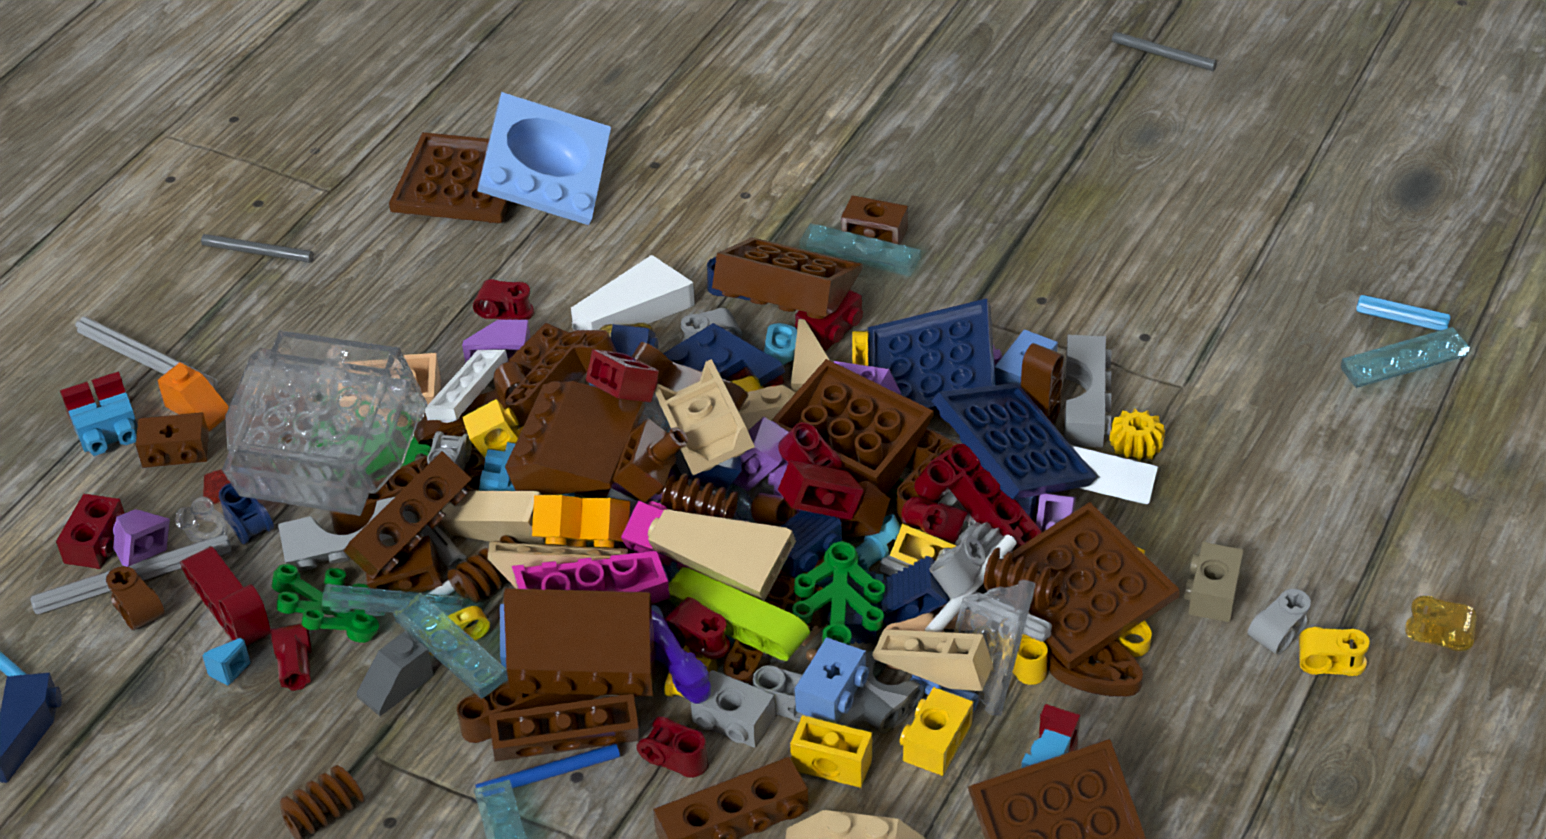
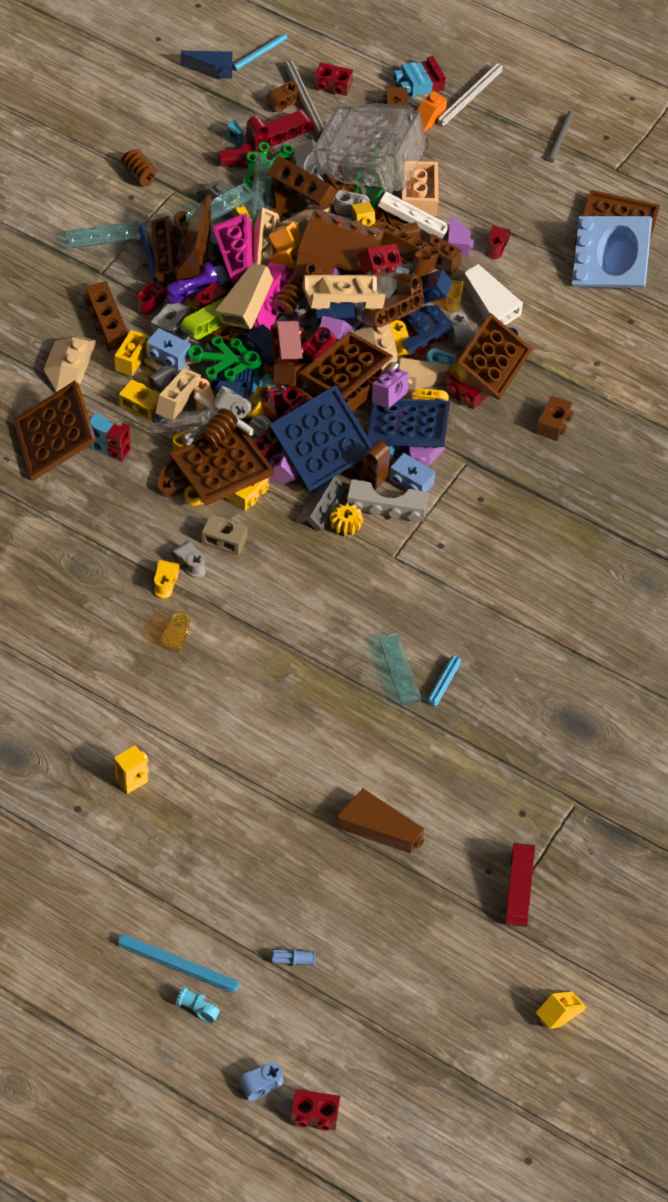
camera: 90 degrees right, 10 degrees up
(139, 536) = (320, 92): medium lavender slope -> none
(861, 249) = (529, 418): clear light blue plate -> none

